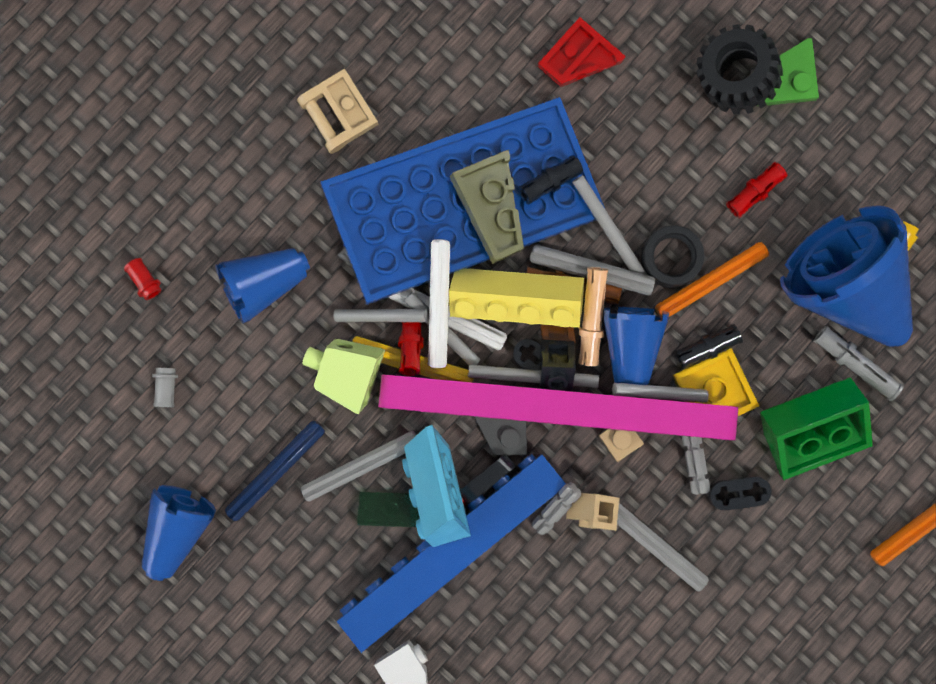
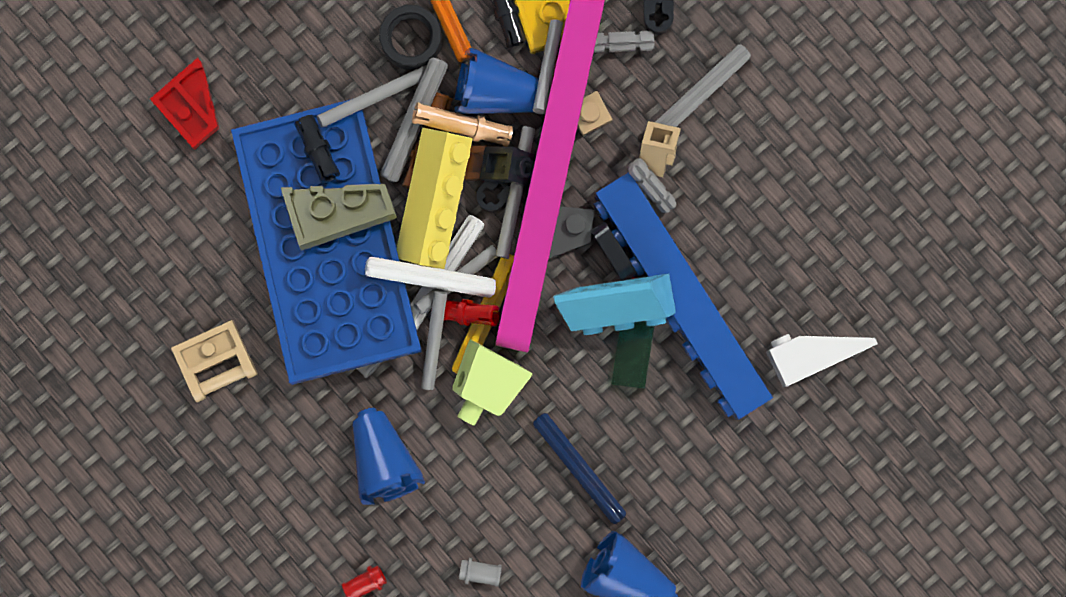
camera: 80 degrees left, 0 degrees up
(356, 467) = (586, 382): light grey axle -> none

